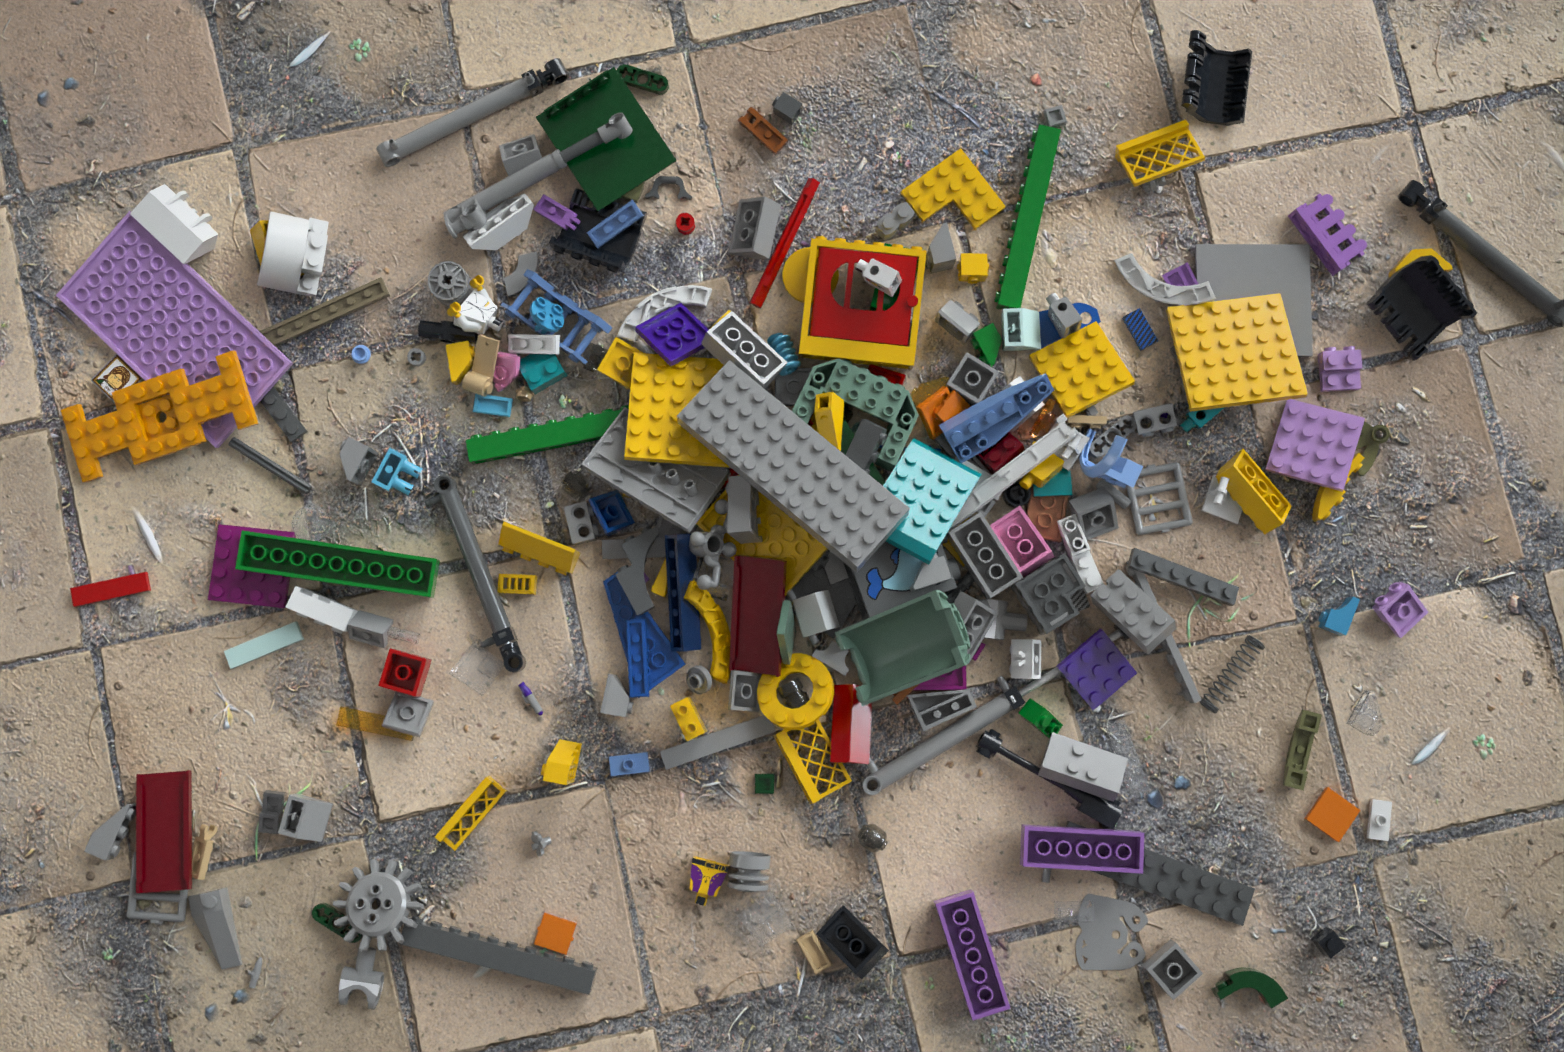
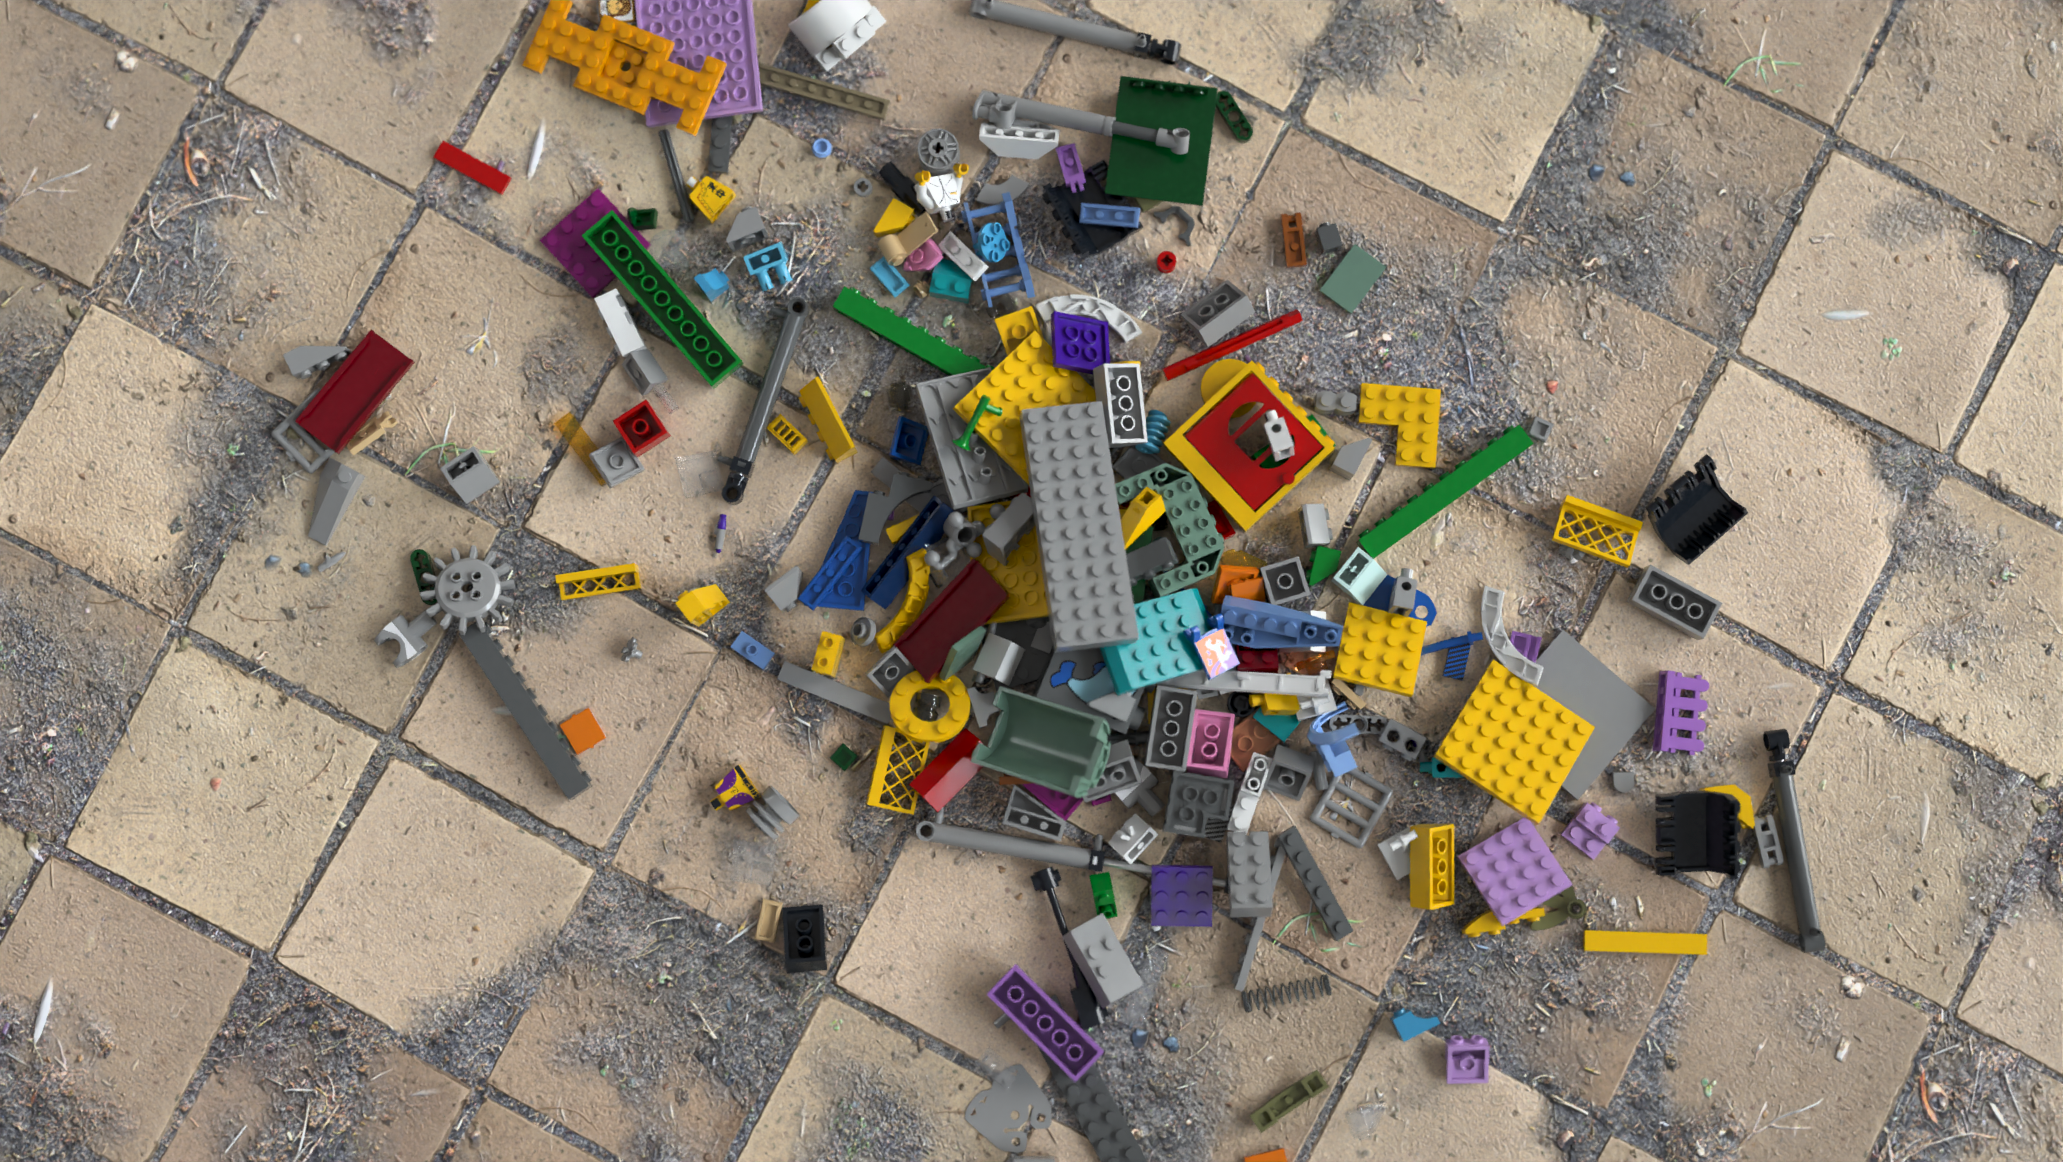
camera: 40 degrees right, 0 degrees up
(263, 645) = (552, 313): light aqua tile -> none
(271, 518) = (643, 219): none -> dark green plate
(272, 812) = (448, 448): flat silver slope -> none
(308, 459) = (710, 196): none -> yellow torso
(365, 521) = (712, 283): none -> dark azure arch
(519, 153) = (1083, 94): light grey slope -> none
(575, 525) = (872, 427): light grey brick -> none
(645, 437) = (963, 440): none -> green piece
(829, 123) = (1352, 279): none -> sand green tile
(872, 838) = (890, 872): clear smoke head -> none
(964, 469) = (1213, 647): none -> flag
(972, 267) = (1364, 494): yellow head -> none
(972, 954) = (888, 1029): medium lavender brick -> none
(1137, 306) = (1470, 638): none -> blue sword
(1257, 157) = (1674, 602): none -> light grey brick
(1331, 315) = (1623, 781): none -> light grey tile
(1447, 415) = (1644, 942): none -> yellow tile
(1469, 270) = (1767, 841): none -> light grey plate

